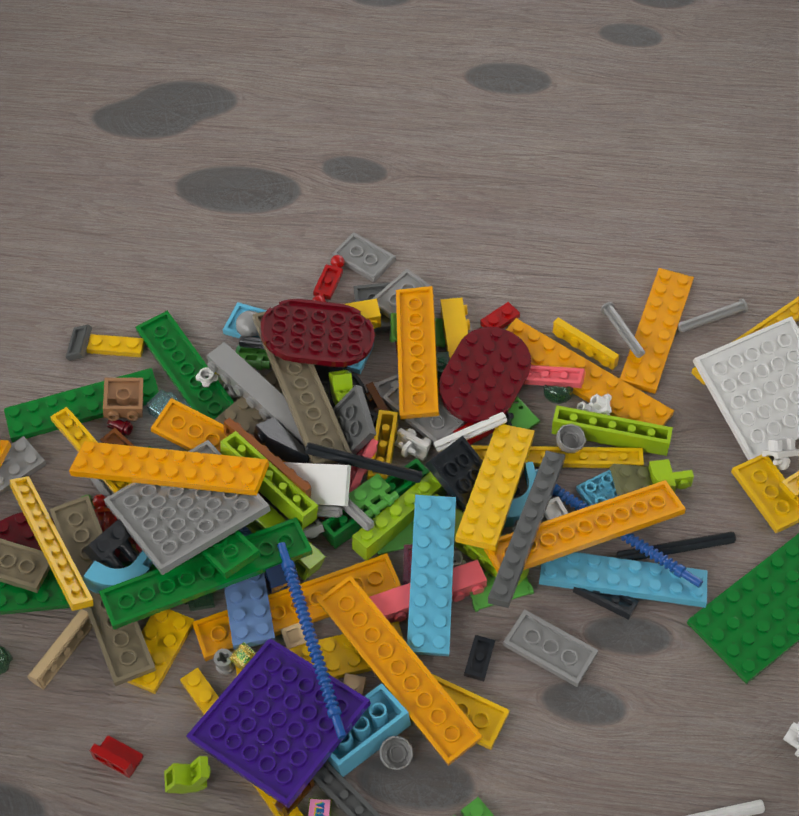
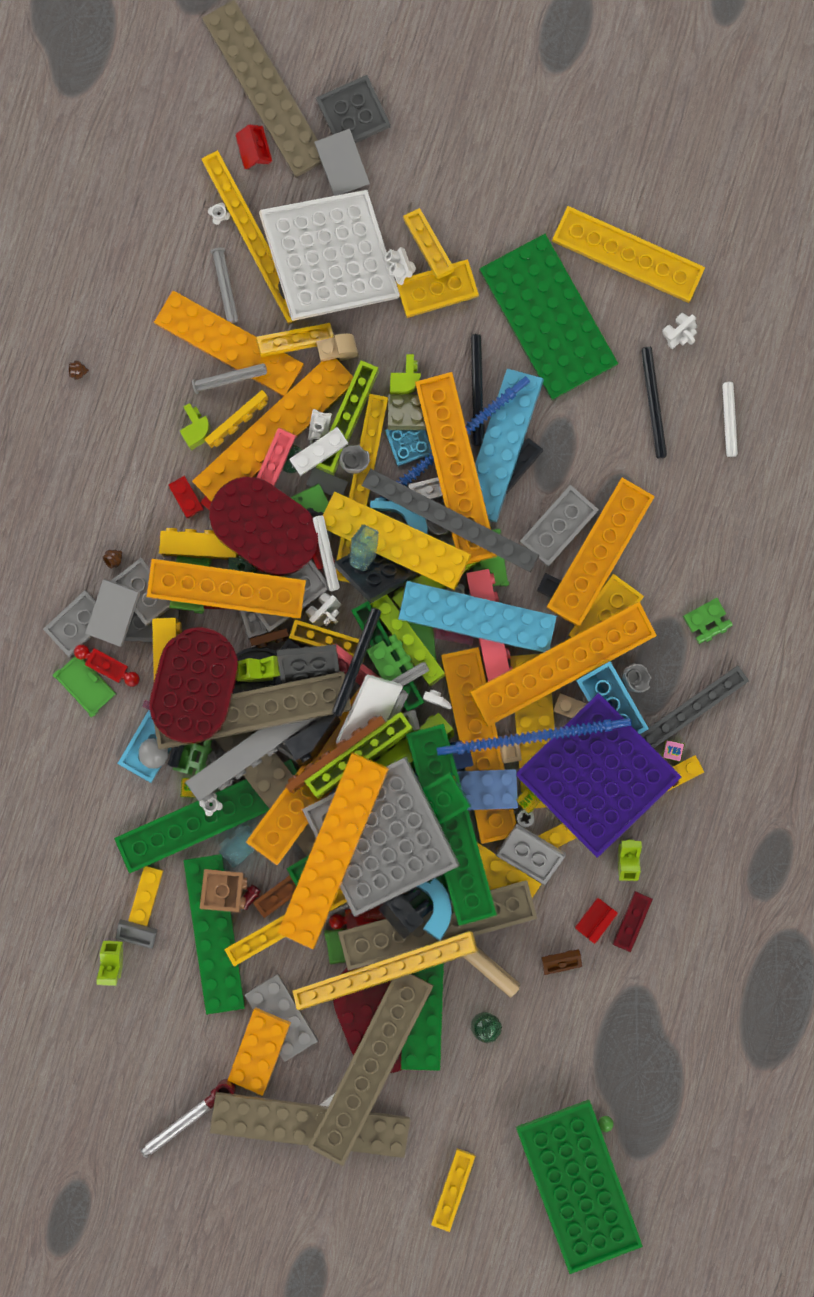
camera: 85 degrees left, 30 degrees up
(51, 326) = (110, 963): none -> lime brick
(68, 724) = (561, 962): none -> reddish brown plate
(118, 796) = (632, 921): none -> dark red tile
(184, 672) = (530, 854): none -> light grey tile
(309, 266) = (84, 686): none -> bright green door
(339, 550) = (434, 698): none -> white plate
(377, 274) = (112, 612): none -> light grey tile
(429, 272) = (112, 558): none -> reddish brown plate
(480, 451) = (363, 547): none -> clear light blue brick
(531, 692) = (600, 552): none -> light orange plate
(543, 429) = (327, 482): none -> dark grey tile
(568, 313) = (197, 431): none -> lime brick
(569, 404) = (318, 451): none -> white plate
(596, 219) = (77, 370): none -> reddish brown plate
(677, 376) = (293, 339): none -> yellow plate
(682, 412) = (341, 347): none -> tan brick
(715, 727) = (654, 404): none -> black axle
(780, 300) = (220, 207): none -> white plate

